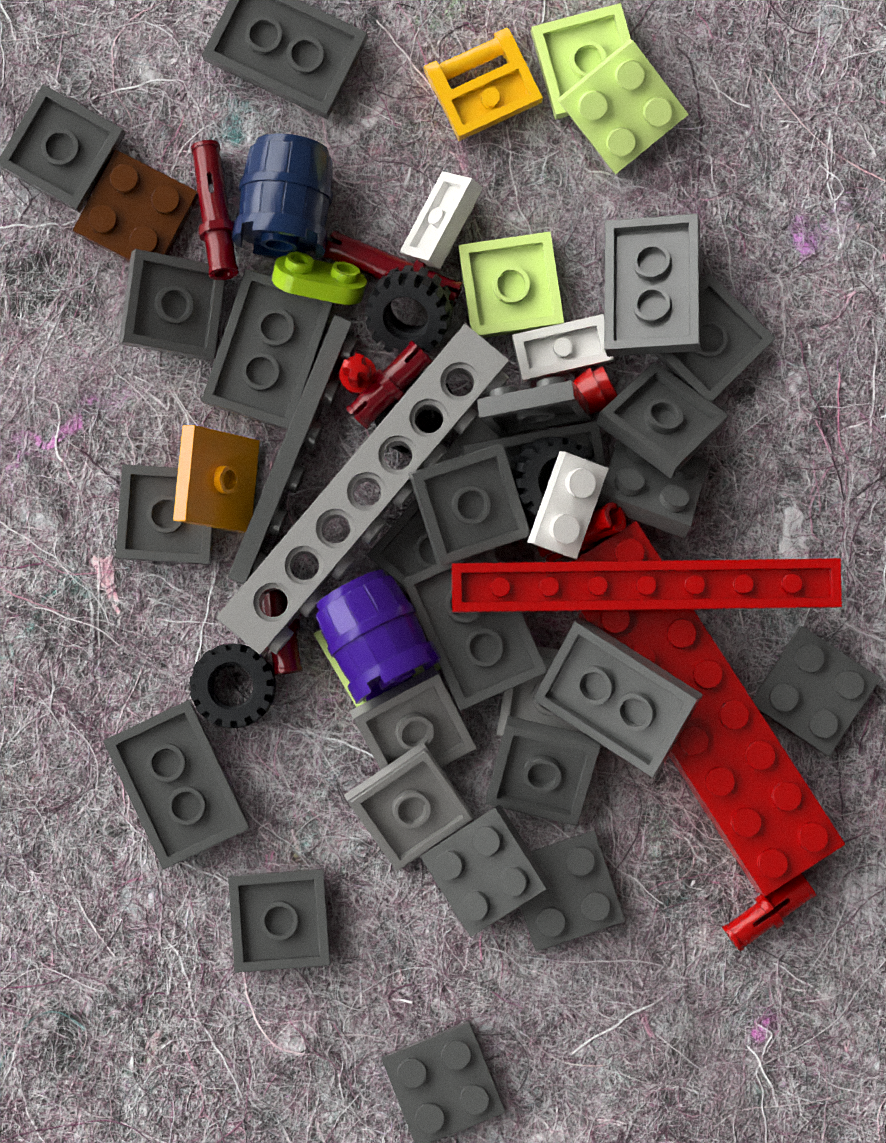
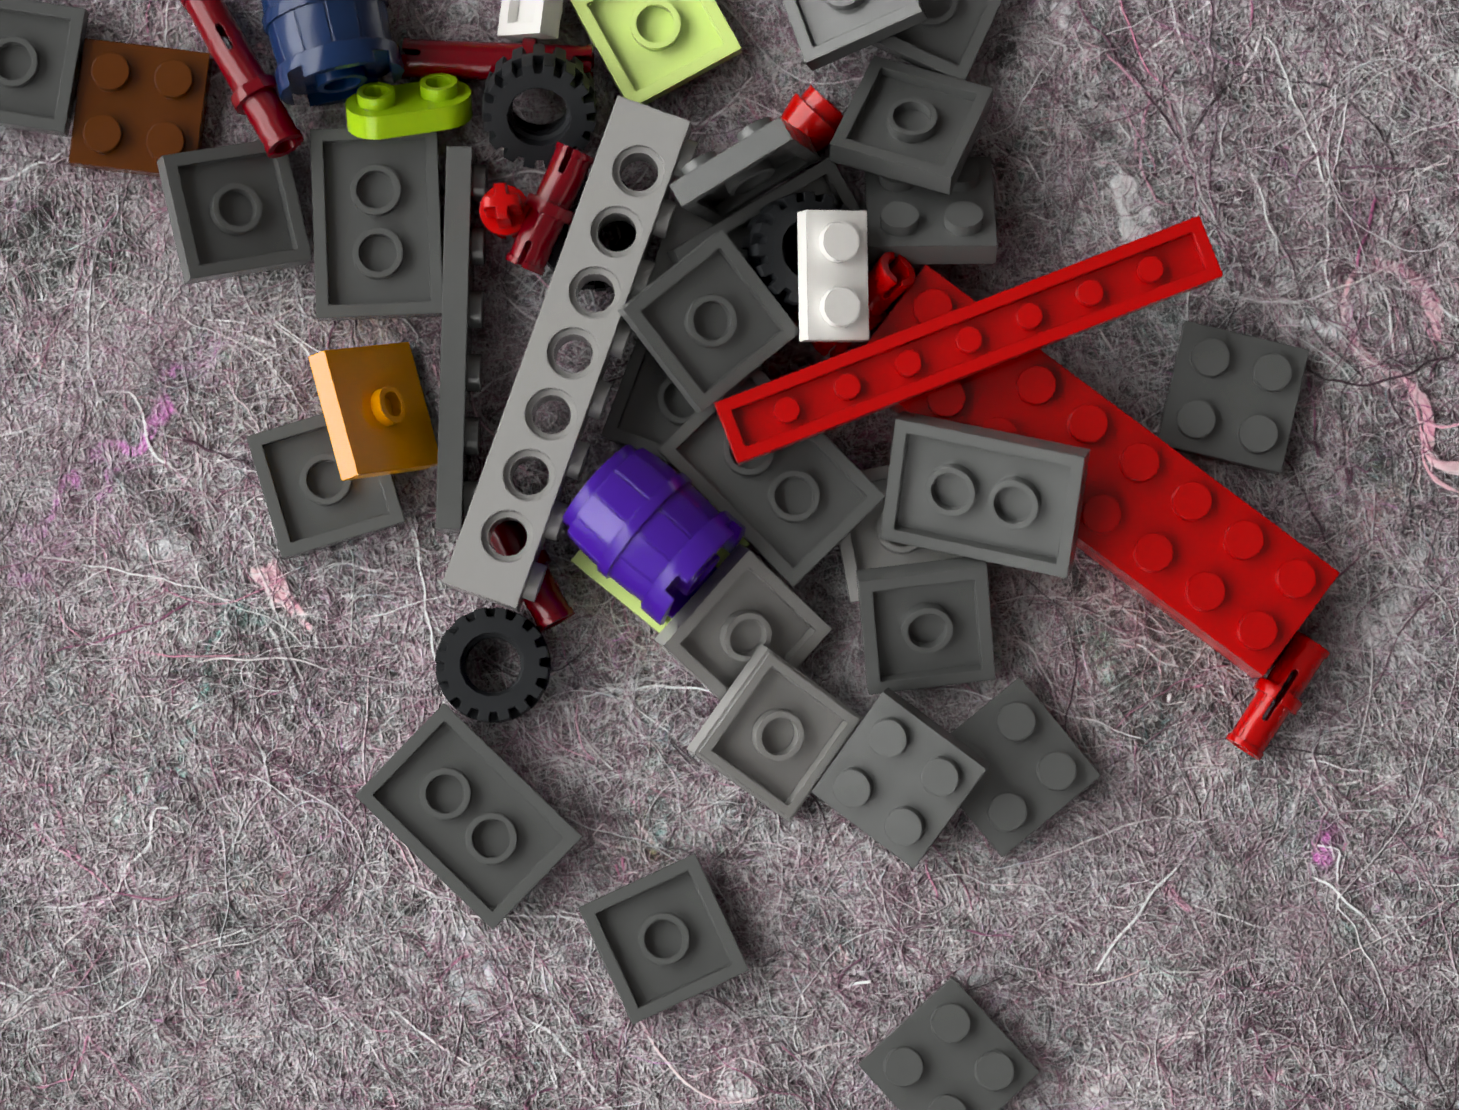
camera: 20 degrees left, 0 degrees up
(560, 348) = (749, 82): white plate -> none

